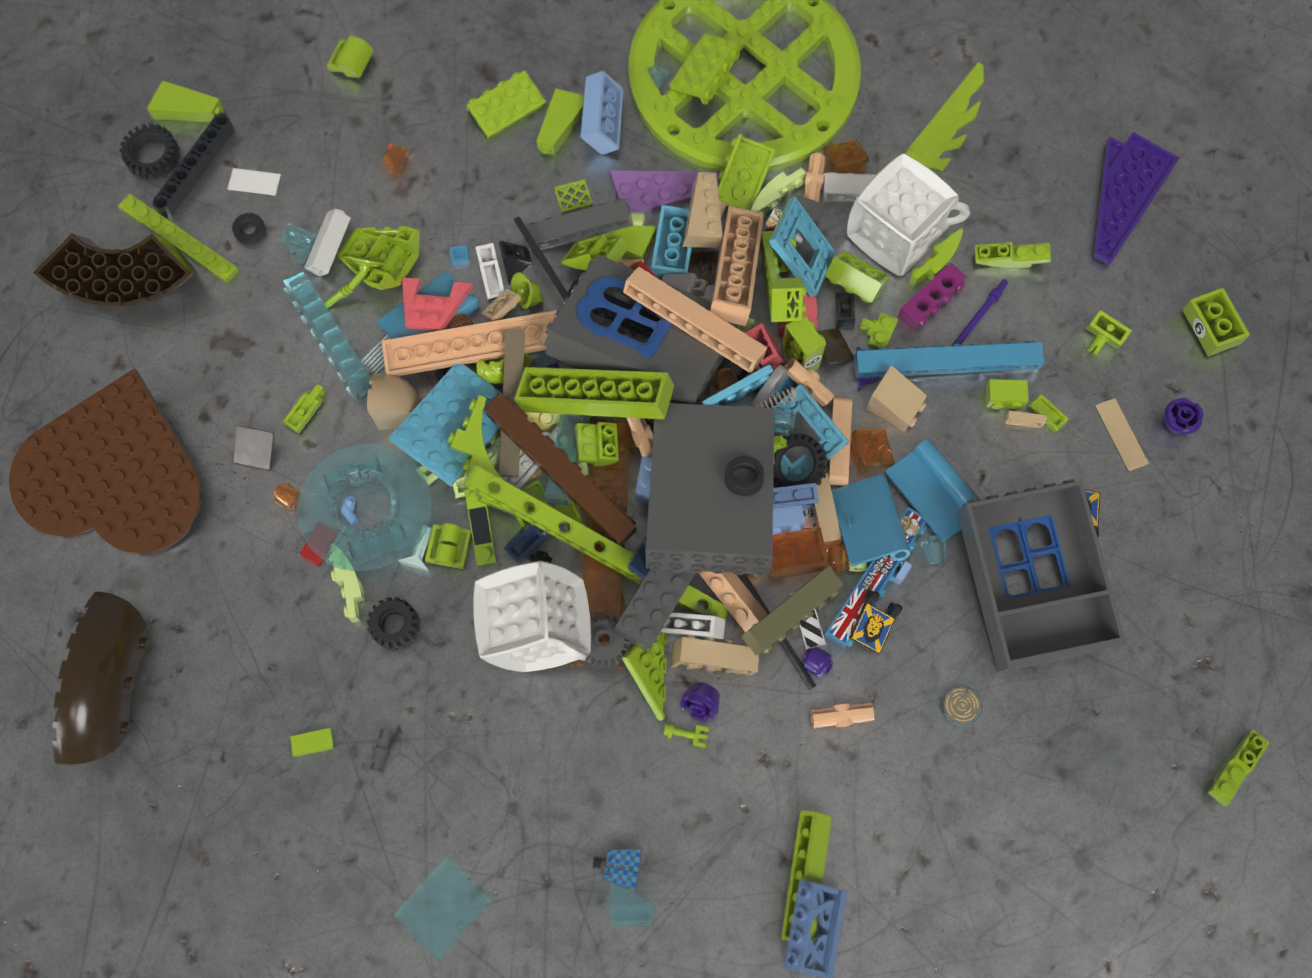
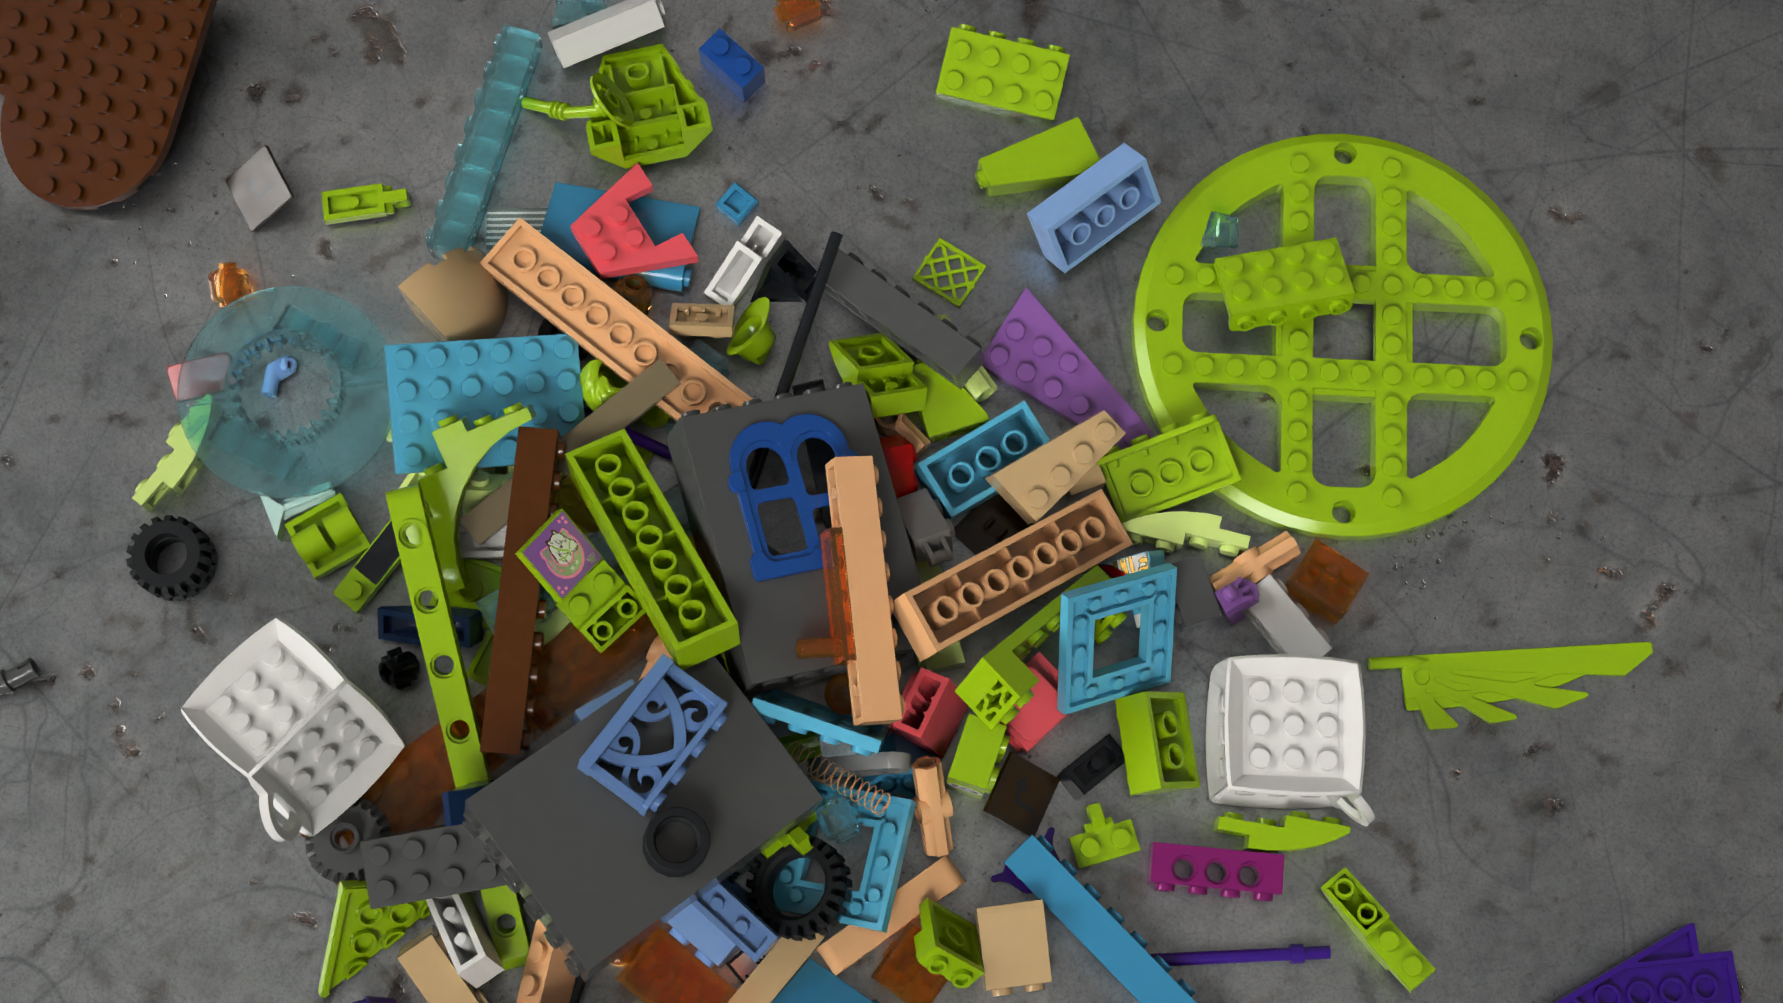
camera: 45 degrees right, 5 degrees up
(395, 205) = (732, 65): none -> blue brick
(559, 438) = (559, 555): none -> tile
(675, 472) = (653, 688): none -> medium blue fence
(708, 343) = (842, 642): none -> clear orange piece
(824, 193) = (1236, 598): none -> medium lavender piece
(876, 424) = (948, 945): none -> lime plate

